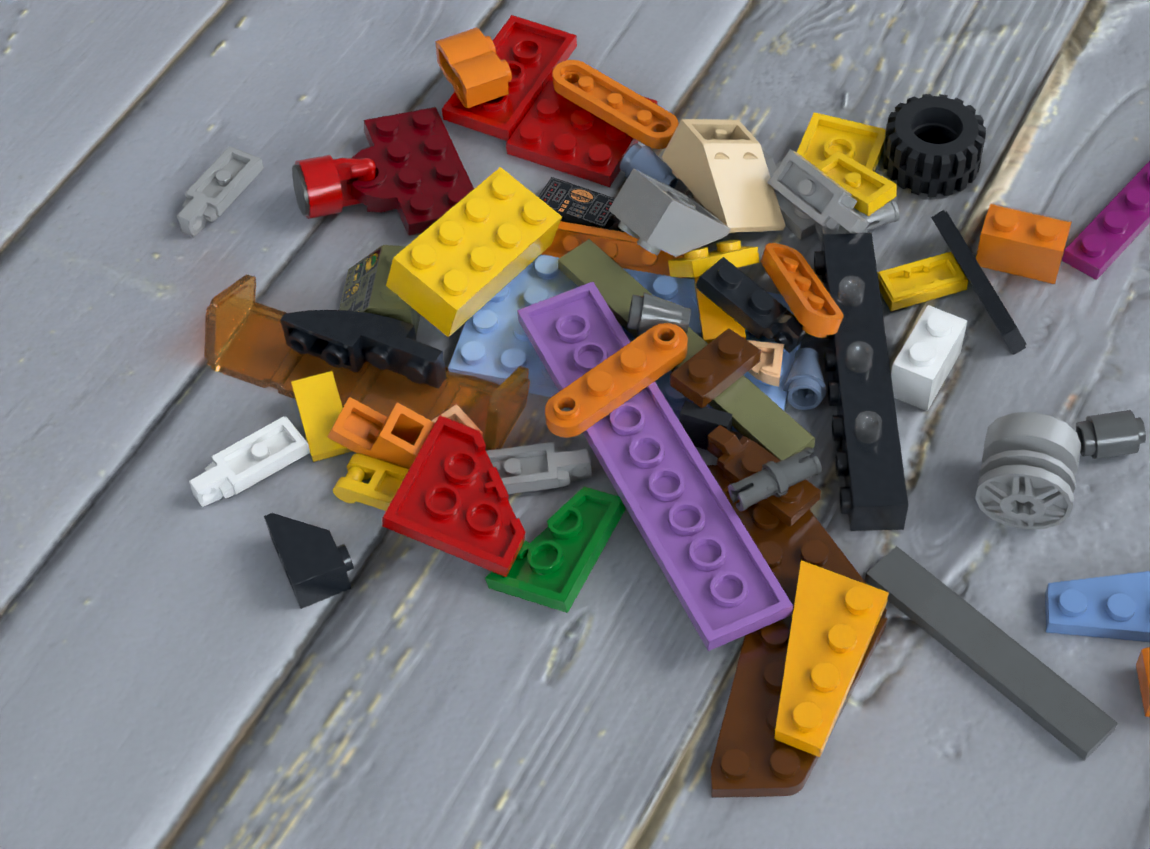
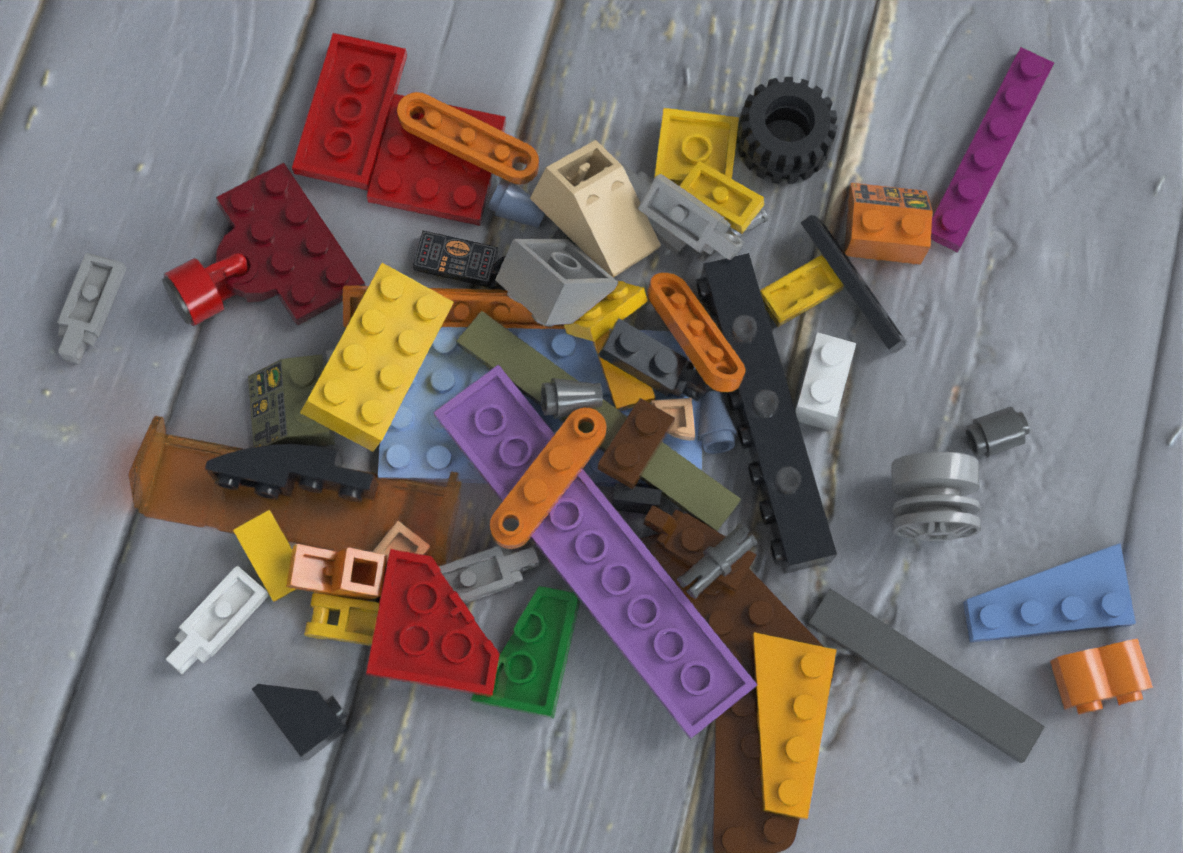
camera: 20 degrees left, 20 degrees up
(473, 67) = (313, 117): orange brick -> none

